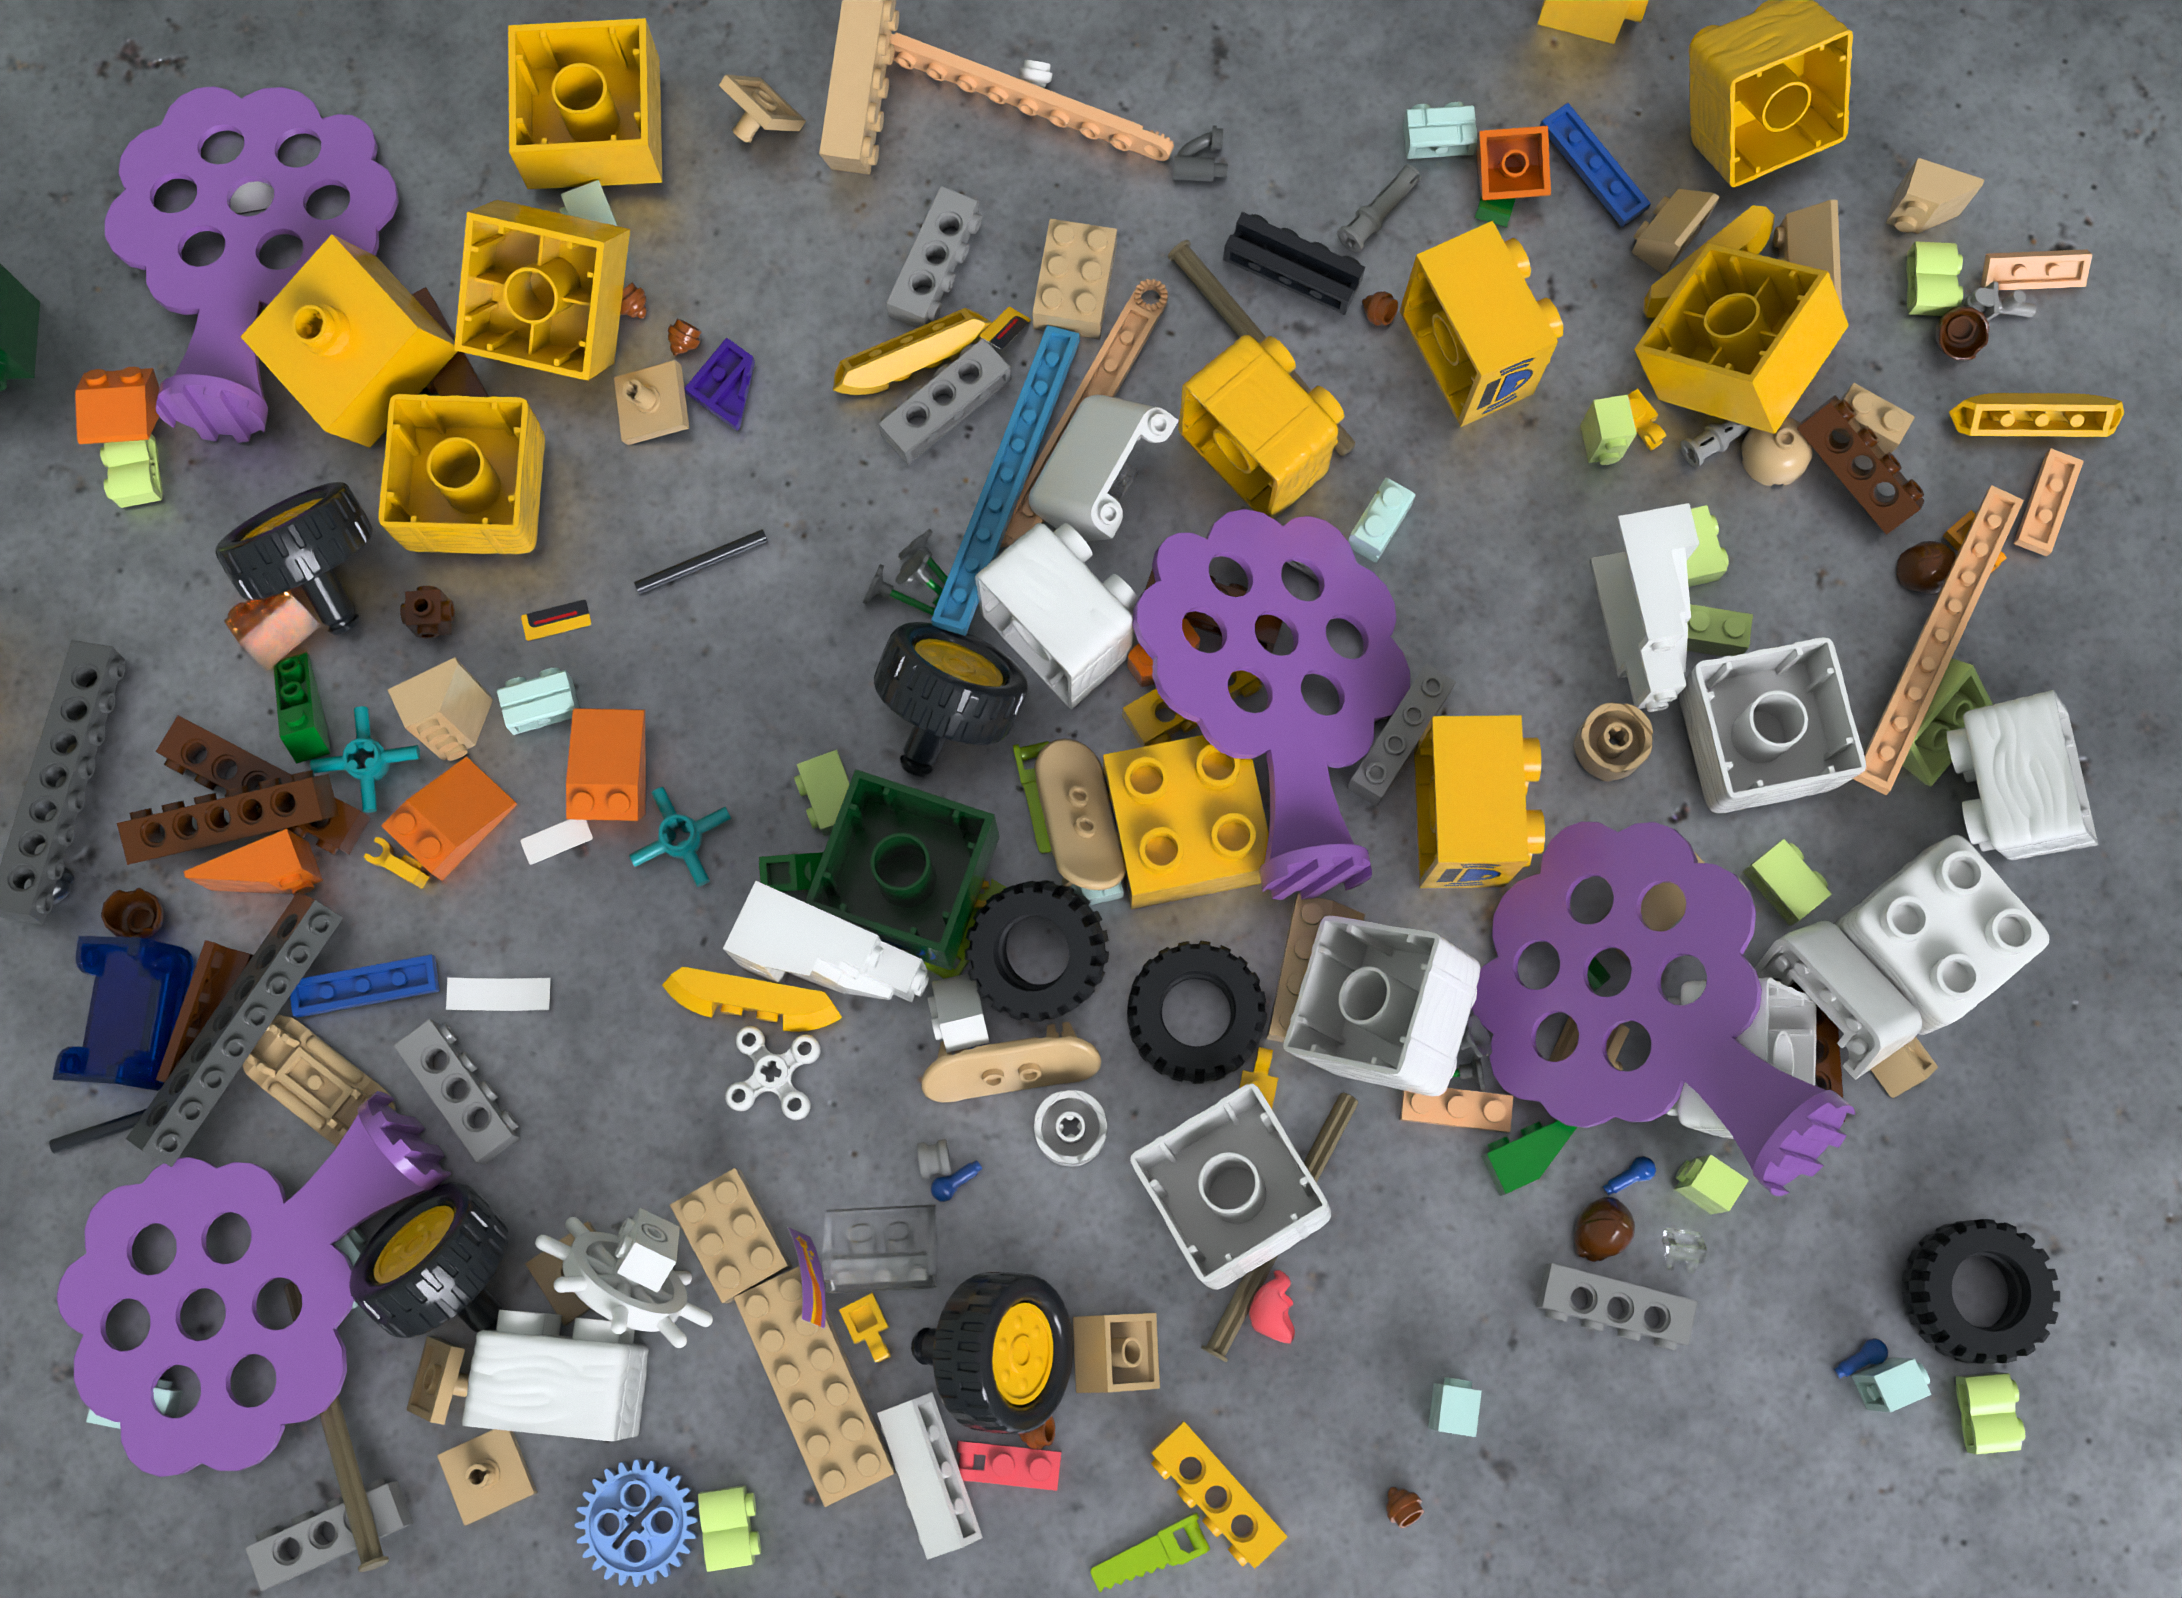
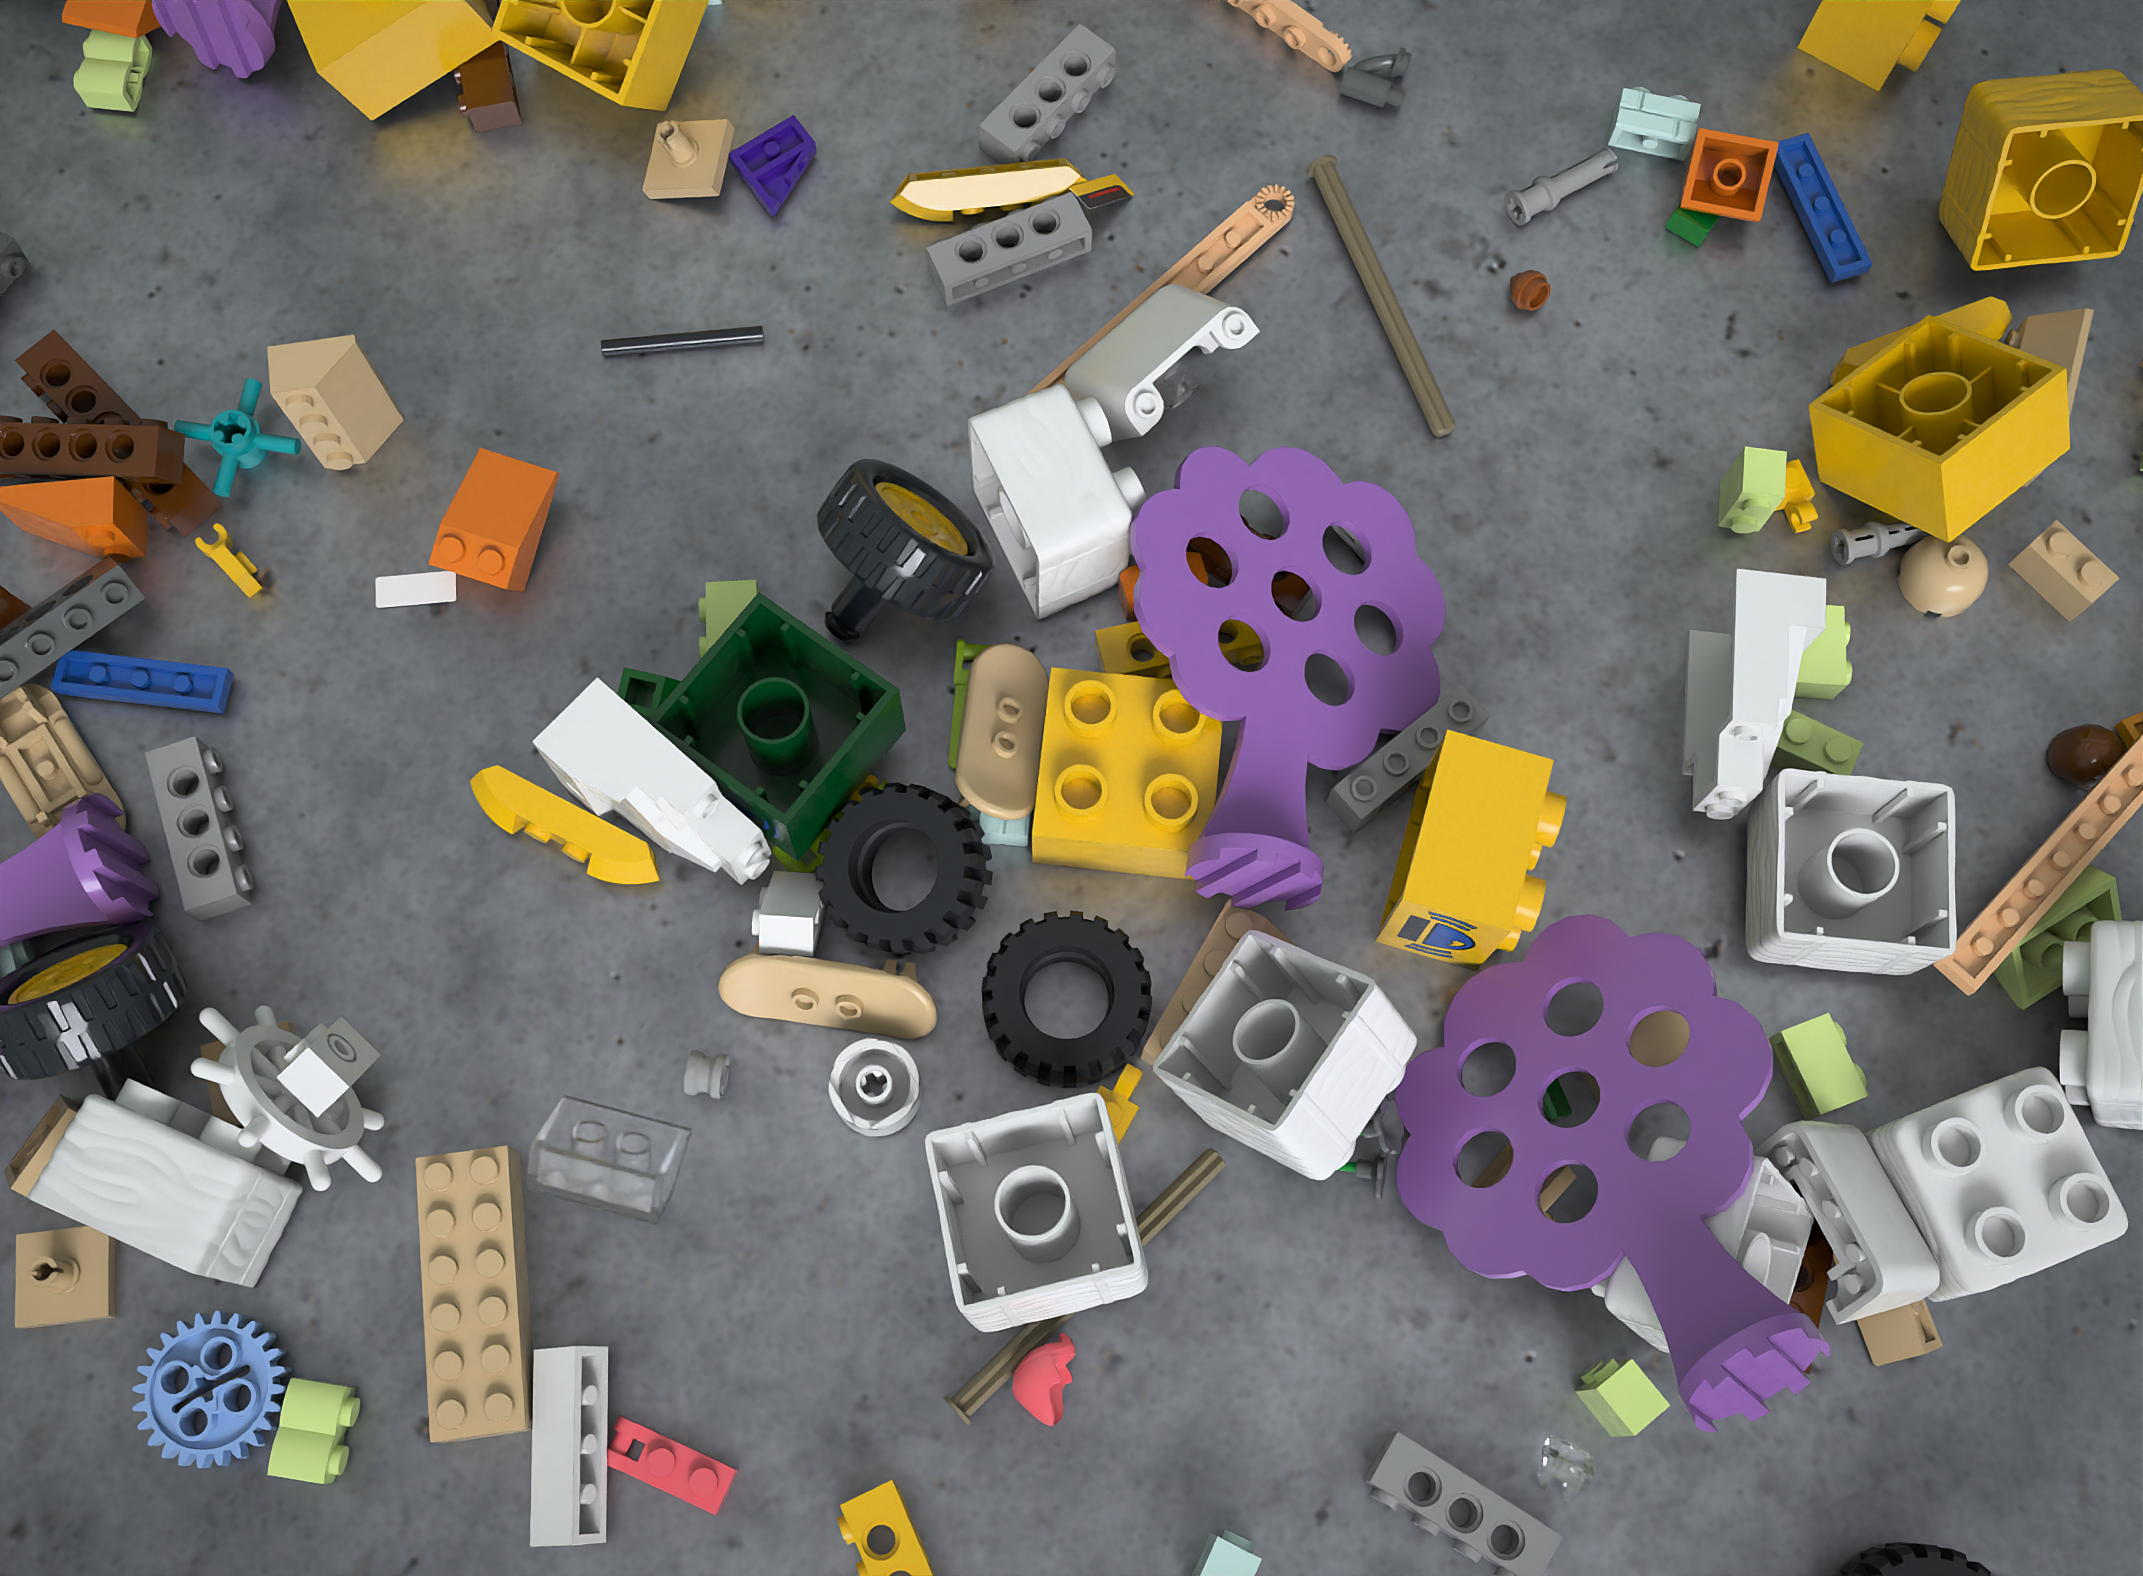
camera: 15 degrees right, 5 degrees down
(271, 626) = (194, 266): clear orange slope -> none
(300, 546) = (249, 188): black wheel -> none
(300, 709) = (189, 366): green slope -> none
(437, 614) = (365, 304): reddish brown brick -> none
(449, 817) = (304, 528): orange slope -> none
(462, 474) = (450, 163): yellow brick -> none
(498, 994) = (286, 736): white sticker -> none
(537, 700) = (447, 432): light aqua brick -> none
(556, 620) = (503, 356): sticker -> none
(633, 306) = (706, 51): dark orange plate -> none
(683, 337) = (747, 103): dark orange plate -> none
(685, 849) = (538, 628): teal bar -> none
(731, 1235) = (441, 1086): tan brick -> none
(764, 1060) = (561, 934): white gear -> none
(812, 1279) = (511, 1168): medium lavender sticker -> none
(865, 1322) = (559, 1240): yellow plate -> none
(911, 569) = (939, 459): dark grey plant -> none
(945, 1187) = (708, 1111): blue piece -> none
(1000, 1352) = (698, 1323): black wheel -> none
(1006, 478) = (1049, 341): dark azure plate -> none
(1041, 1436) = (716, 1433): dark orange plate -> none
(1075, 277) = (1195, 161): tan brick -> none
(1116, 1353) = (841, 1370): tan slope -> none
(1260, 424) = (1351, 361): yellow brick -> none
(1294, 262) = (1446, 214): black brick -> none
(1381, 519) = (1458, 514): light aqua brick -> none
(1459, 1109) = (1342, 1211): light nougat plate -> none
(1480, 321) = (1638, 324): yellow brick -> none
(1526, 1158) = (1404, 1295): green slope -> none
(1603, 1229) = (1474, 1412): reddish brown hair -> none
(1604, 723) = (1649, 818): tan brick -> none
(1640, 1170) = (1540, 1354): blue piece -> none
(1673, 228) = (1892, 296): tan slope -> none
(1862, 483) = (2036, 638): reddish brown brick -> none

